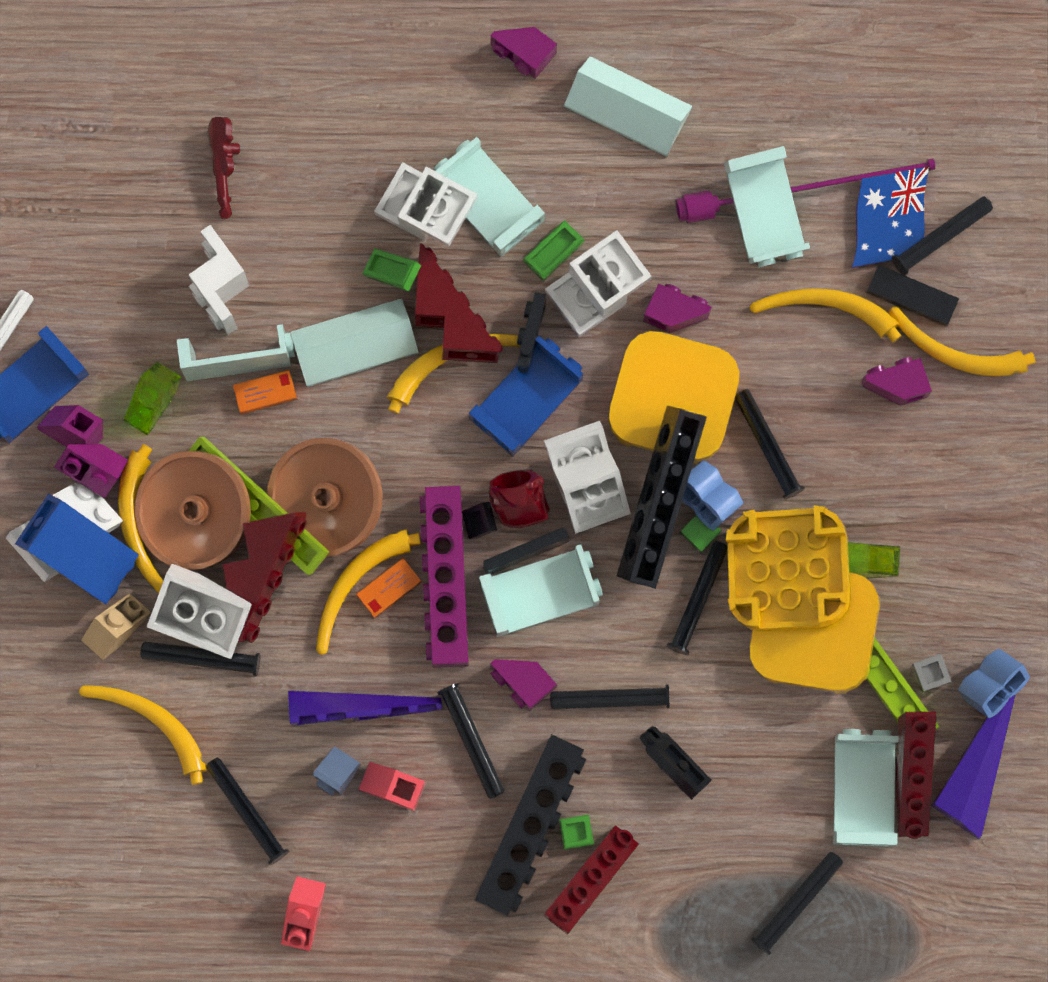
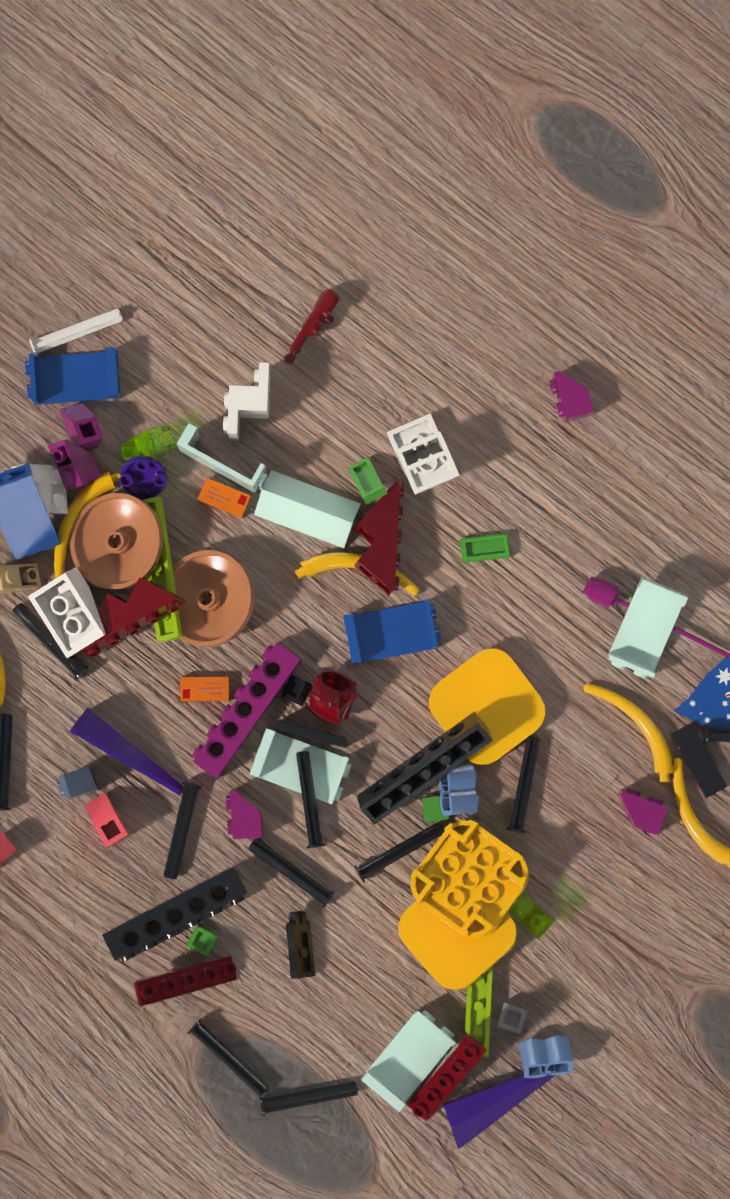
camera: 35 degrees right, 5 degrees up
(170, 429) = (143, 477): none -> dark purple dish
(370, 557) = (213, 660): yellow animal -> none
(500, 209) = (472, 493): light aqua panel -> none
(526, 338) = (423, 593): black hinge -> none
(573, 615) = (309, 800): none -> black axle
(587, 477) = (387, 717): white bracket -> none
(598, 283) = (494, 594): white bracket -> none
(627, 106) = (610, 487): light aqua slope -> none
(673, 310) = (531, 649): magenta slope -> none
(692, 925) = (228, 1058): none -> black axle

